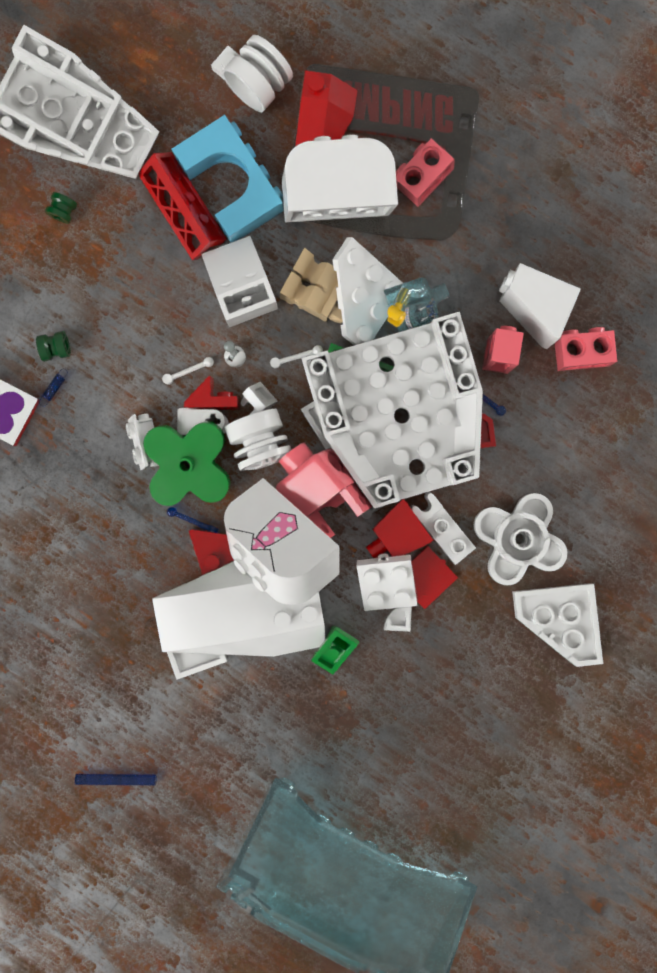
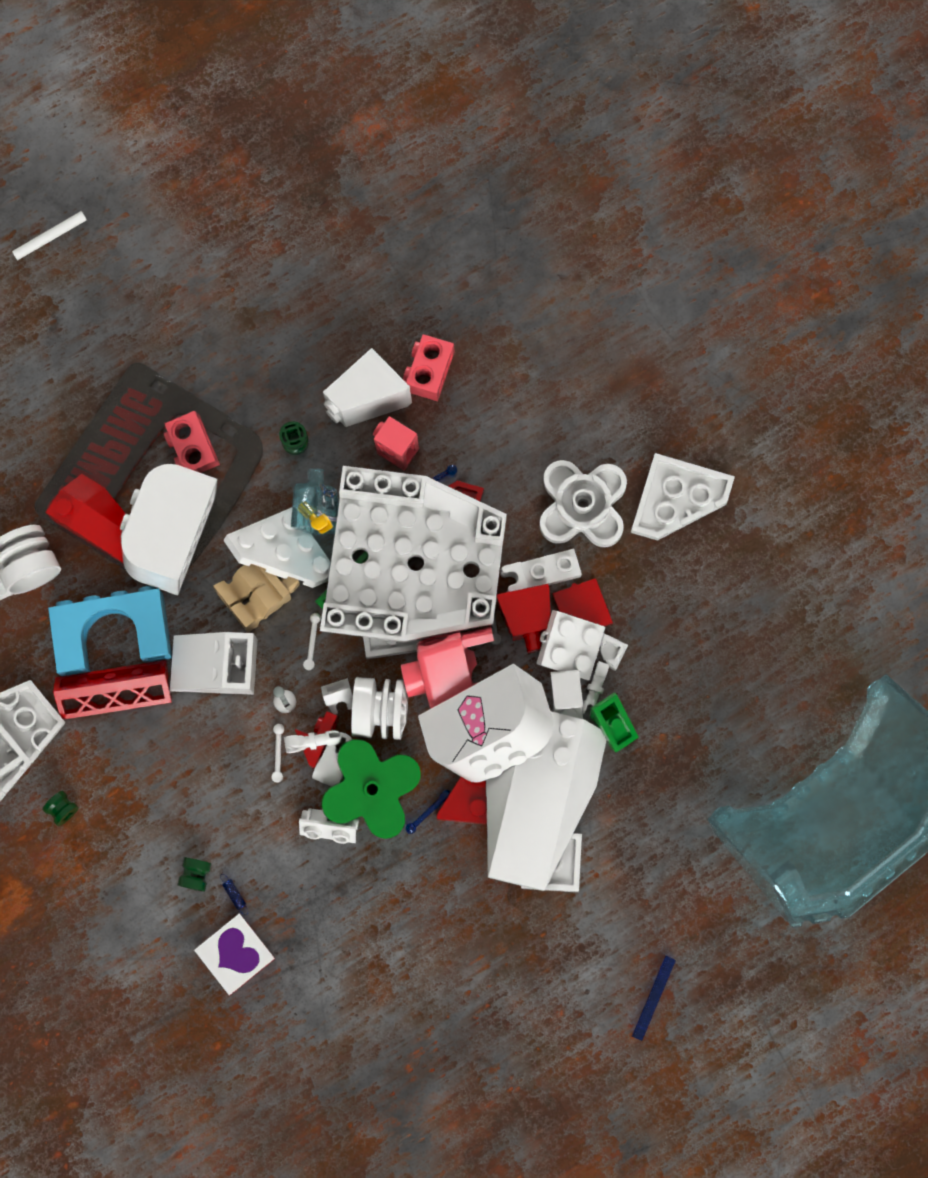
camera: 60 degrees left, 10 degrees down
(203, 394) = (297, 743): none -> white piece
(341, 598) = (567, 693): none -> white slope
(359, 619) = (595, 687): none -> white piece
(465, 264) = (295, 443): none -> dark green wheel

